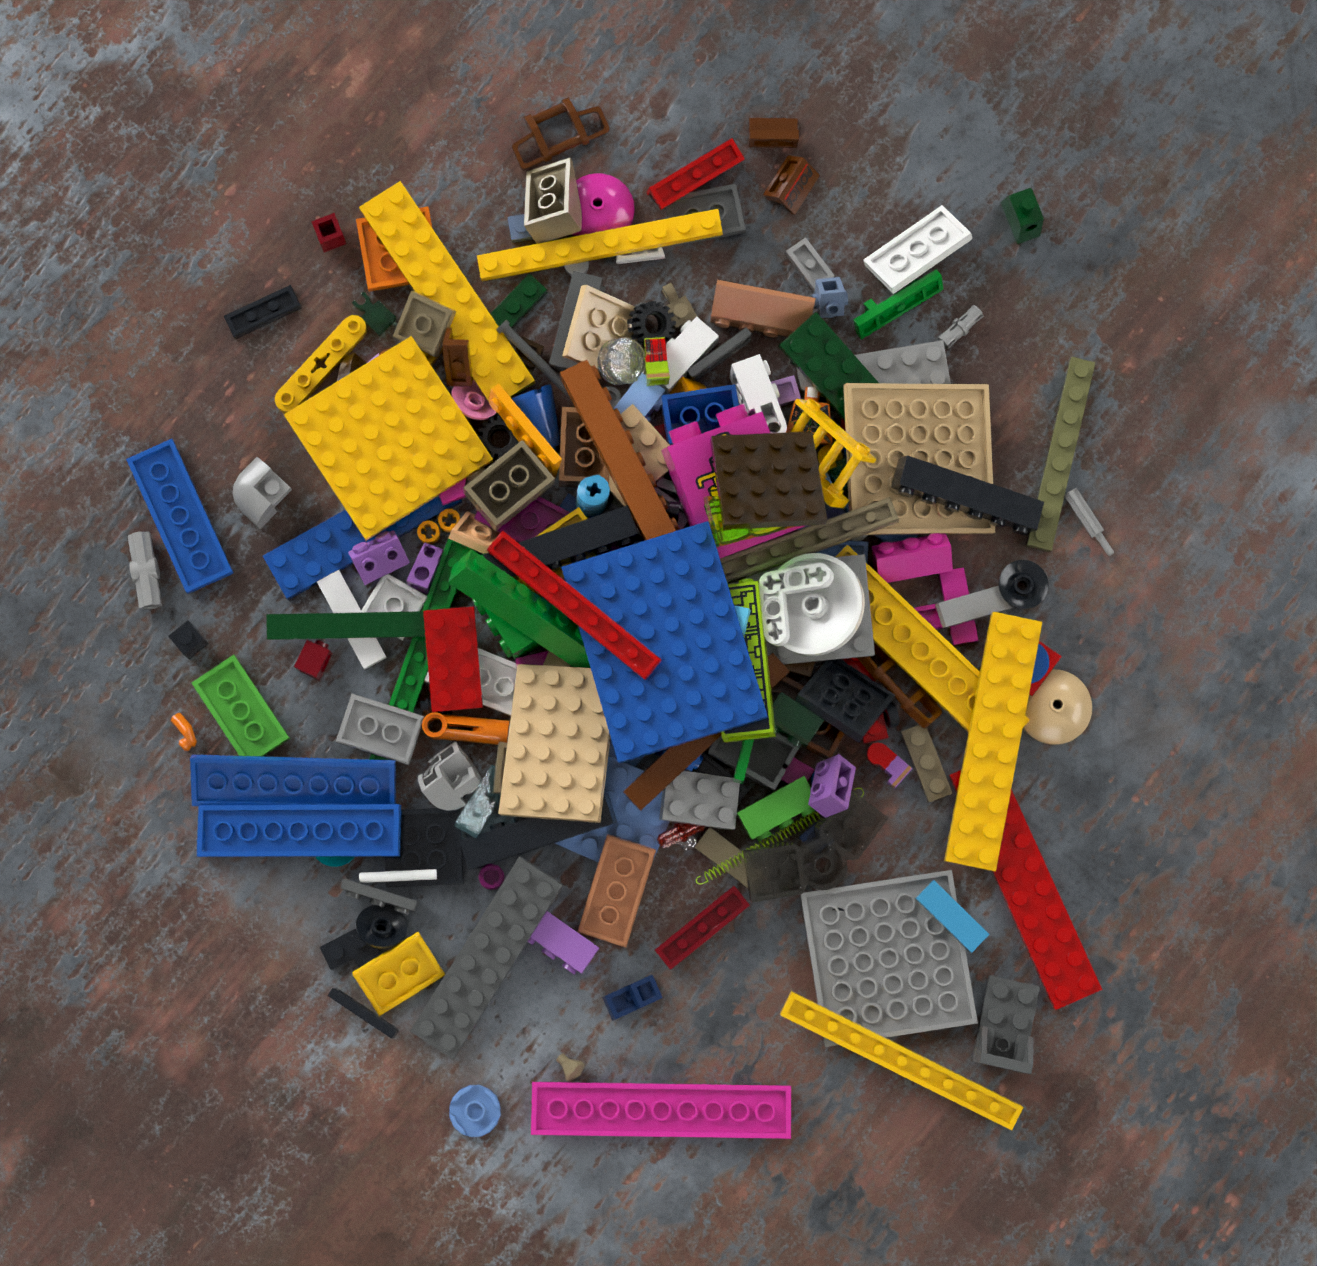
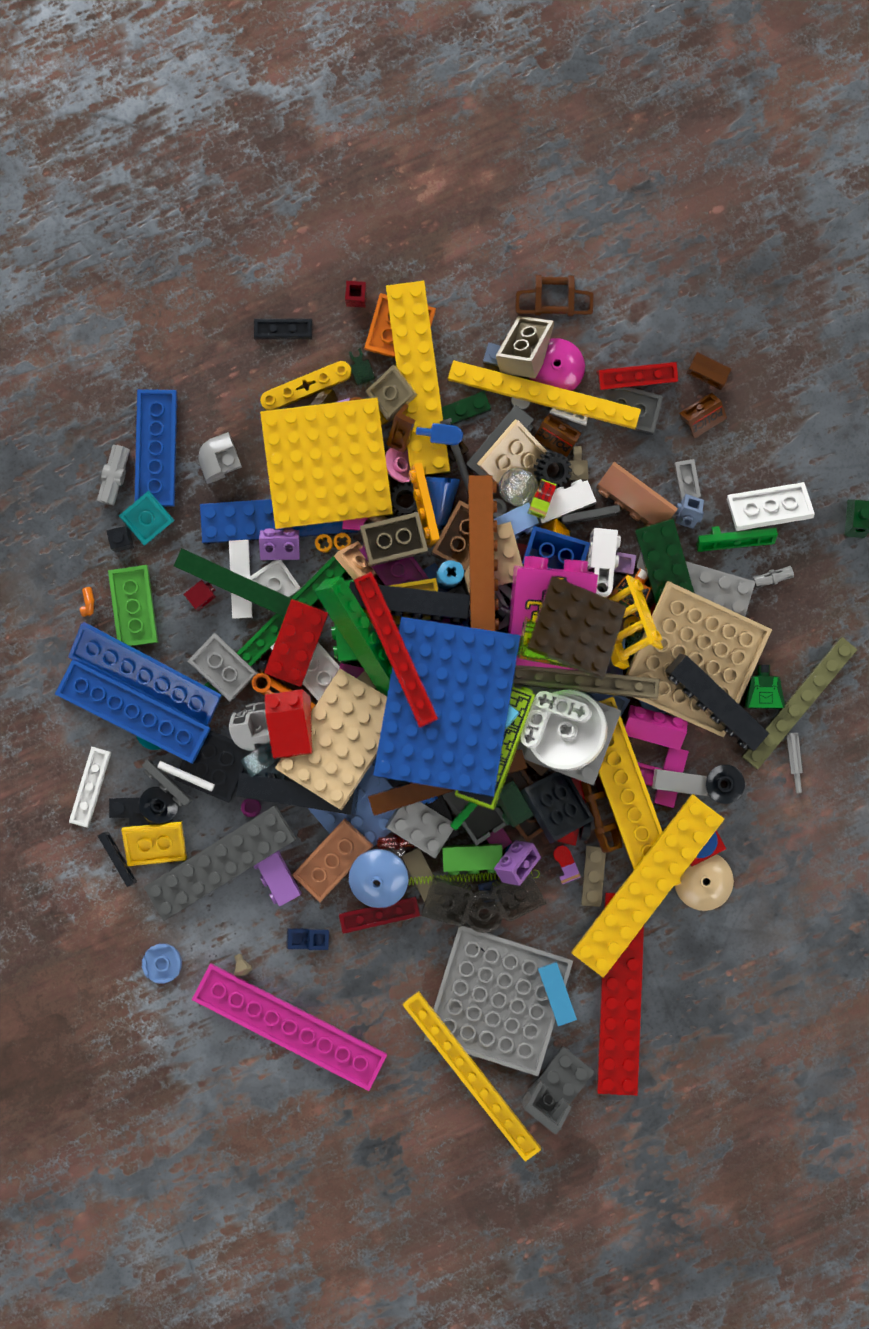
camera: 30 degrees right, 5 degrees up
(207, 601) = (146, 518): none -> teal tile
(290, 945) = (90, 787): none -> white tile
(425, 568) = (308, 567): medium lavender leg -> none
(490, 752) = (289, 723): none -> red slope
(506, 342) = (442, 434): none -> blue piece
(637, 283) = (557, 435): none -> reddish brown panel
(679, 866) = (379, 866): none -> medium blue dish
(1014, 458) = (764, 691): none -> torso

